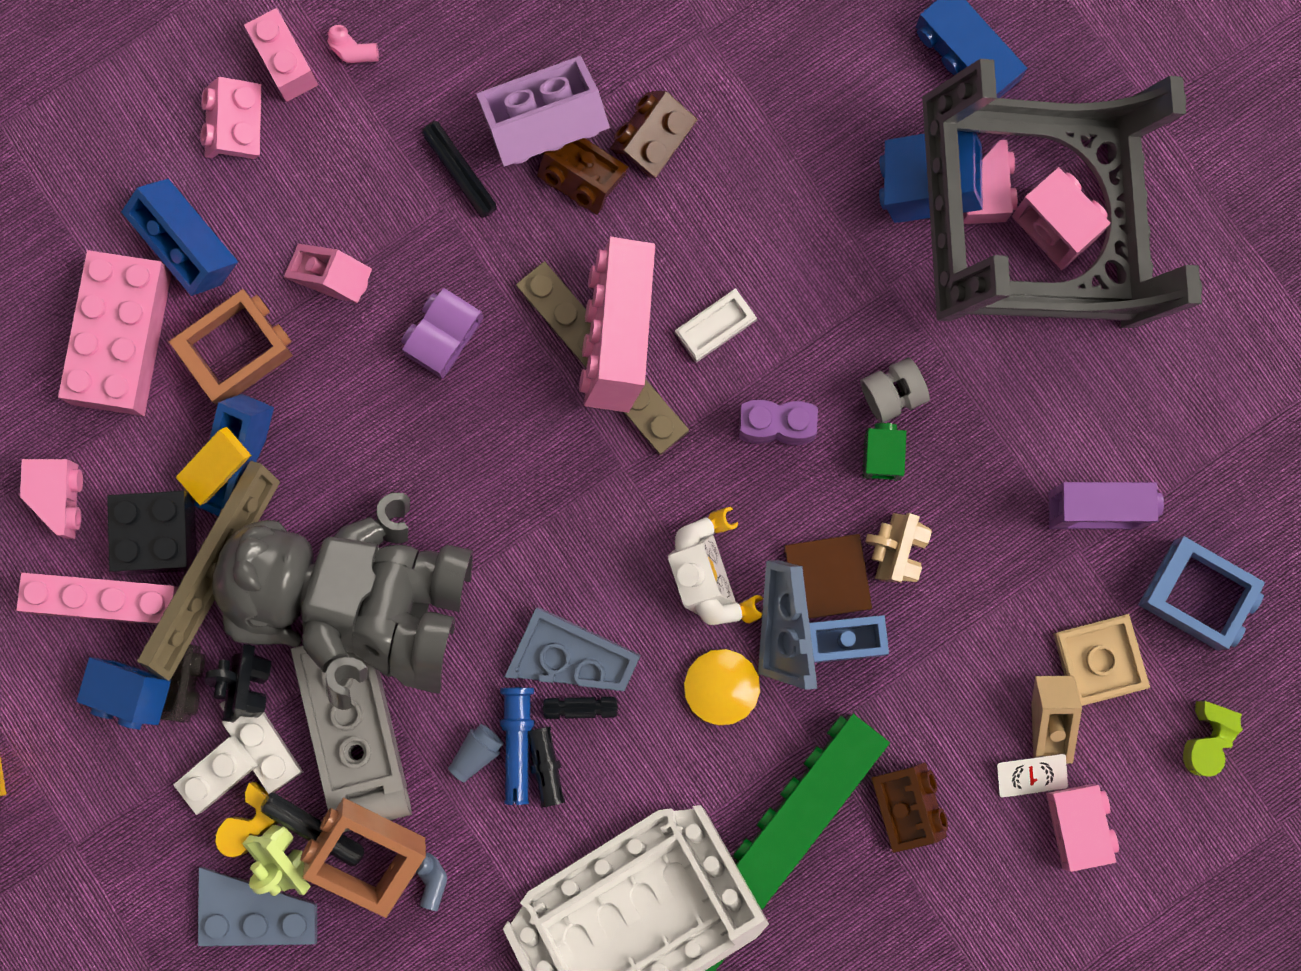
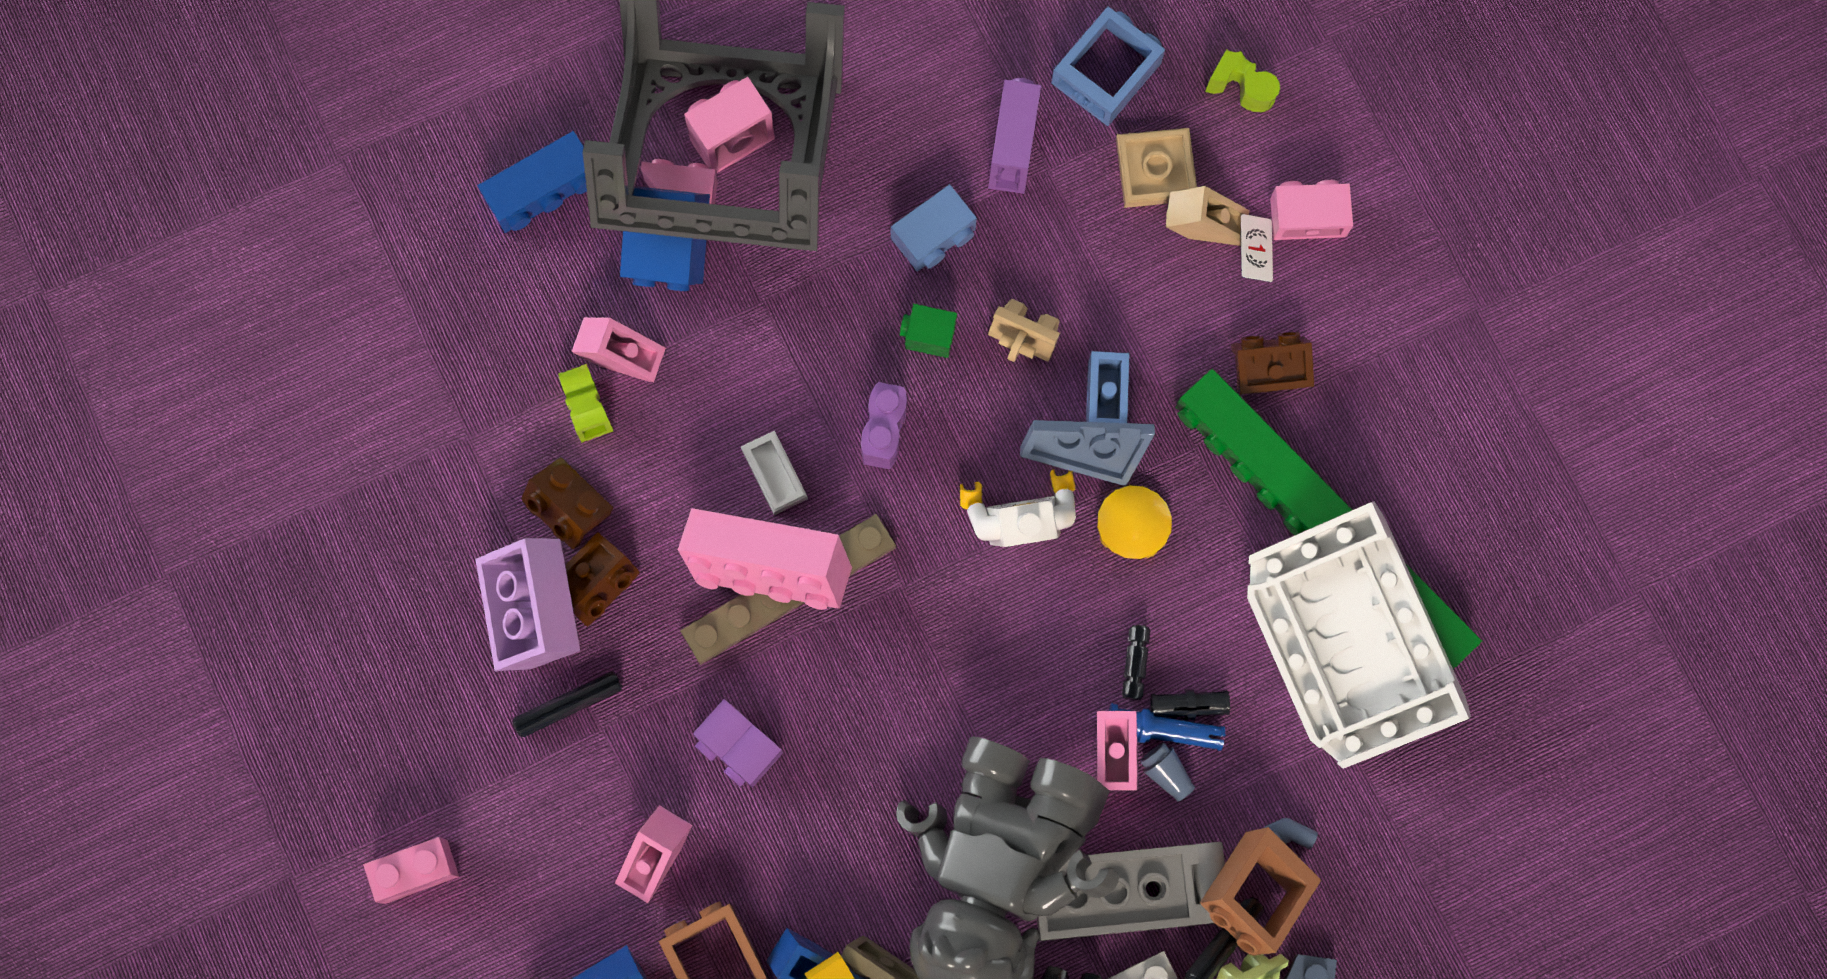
camera: 85 degrees left, 5 degrees down
(231, 118) = (469, 935): bright pink bracket -> none
(348, 50) = (417, 801): bright pink arm -> none
(481, 698) = (1117, 750): none -> bright pink slope
(570, 655) = (1082, 663): sand blue wing -> none
(758, 127) = (583, 401): none -> lime leg
(813, 154) = (618, 348): none -> bright pink slope
(832, 575) = (1038, 395): reddish brown tile -> none
(883, 396) = (868, 303): light grey wheel -> none
(992, 441) = (934, 229): none -> medium blue brick

